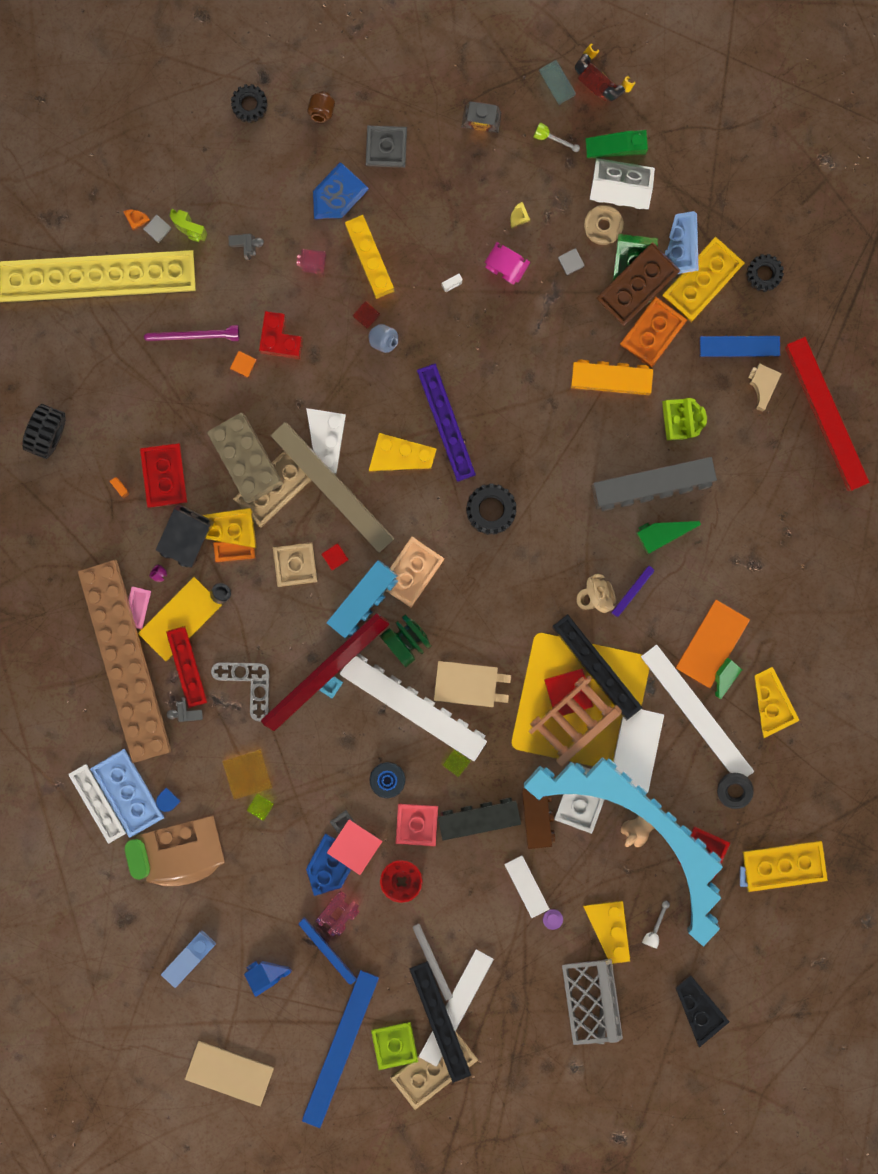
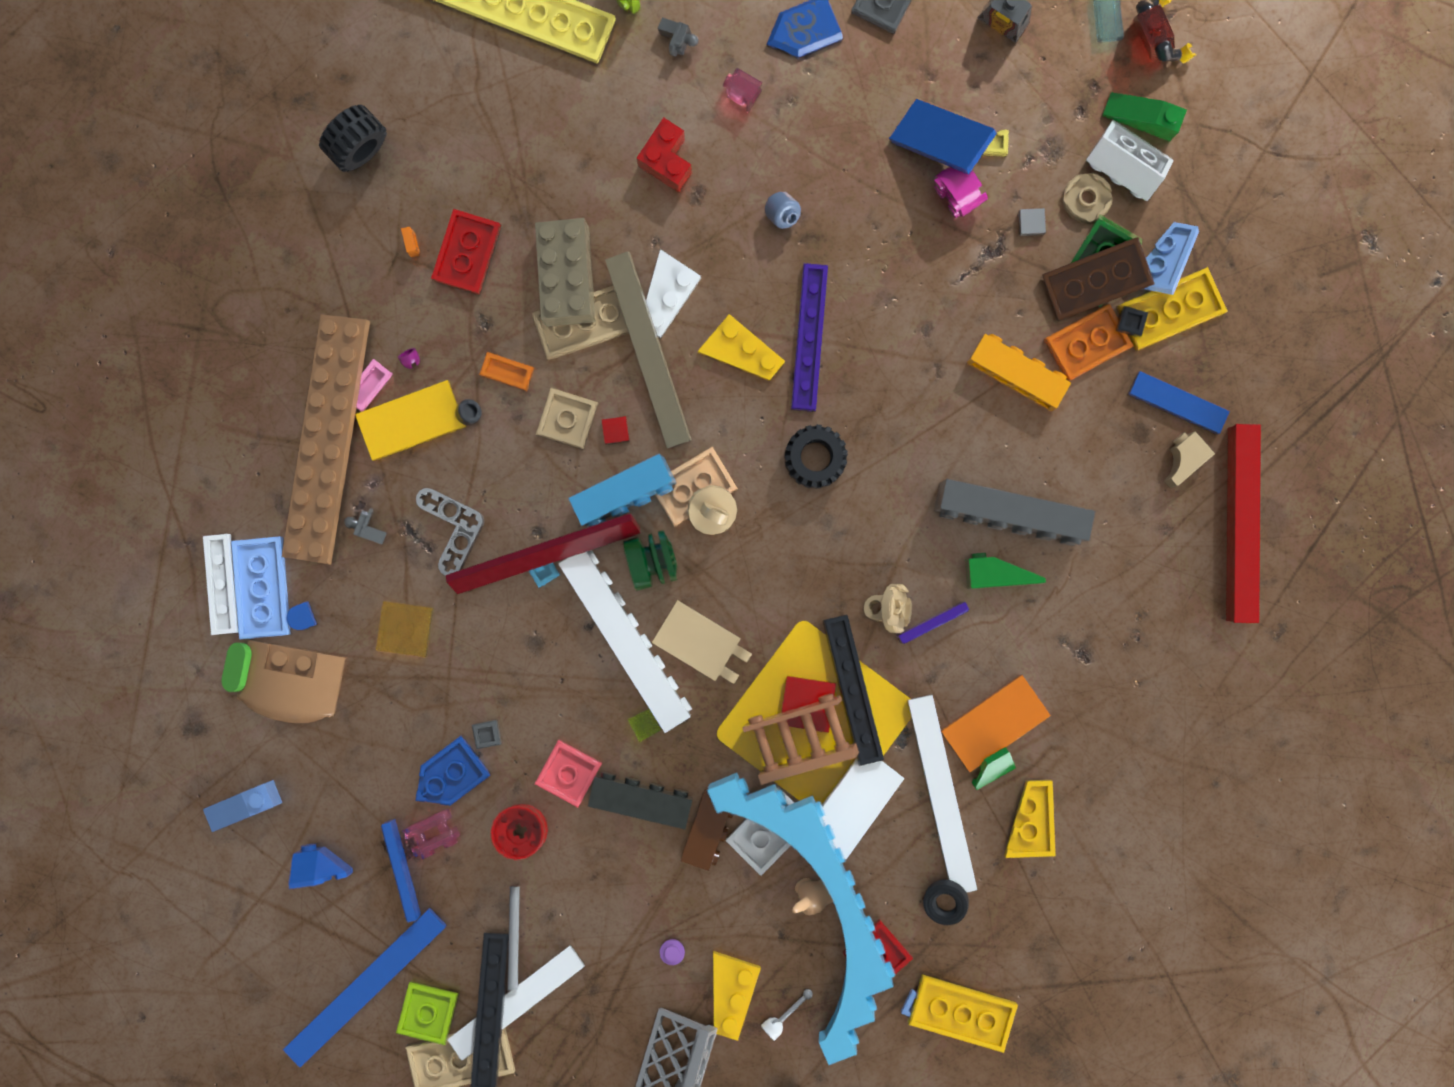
camera: 25 degrees right, 0 degrees up
(184, 536) = (456, 327): black panel -> none
(186, 666) = (392, 476): red tile -> none
(229, 1073) = (227, 957): tan tile -> none
(230, 333) = (614, 127): magenta piece -> none
(233, 527) = (510, 341): yellow wing -> none
(243, 364) = (613, 169): orange tile -> none
(260, 807) = (402, 672): clear neon green tile -> none
(354, 847) = (485, 767): coral tile -> none
(366, 315) = (775, 177): clear red tile -> none
(369, 256) = (809, 112): yellow brick -> none
(387, 780) = (564, 703): black wheel -> none
(433, 583) = (712, 510): none -> tan tile
(452, 283) = (888, 183): white tile -> none
(476, 231) = (943, 136): none -> blue tile
(526, 886) = (660, 901): white tile -> none
(542, 133) = (1066, 64): hinge -> none
(677, 303) = (1132, 321): none -> black tile
(683, 418) = (1078, 454): lime slope -> none
(765, 260) = (1255, 322): black tyre -> none

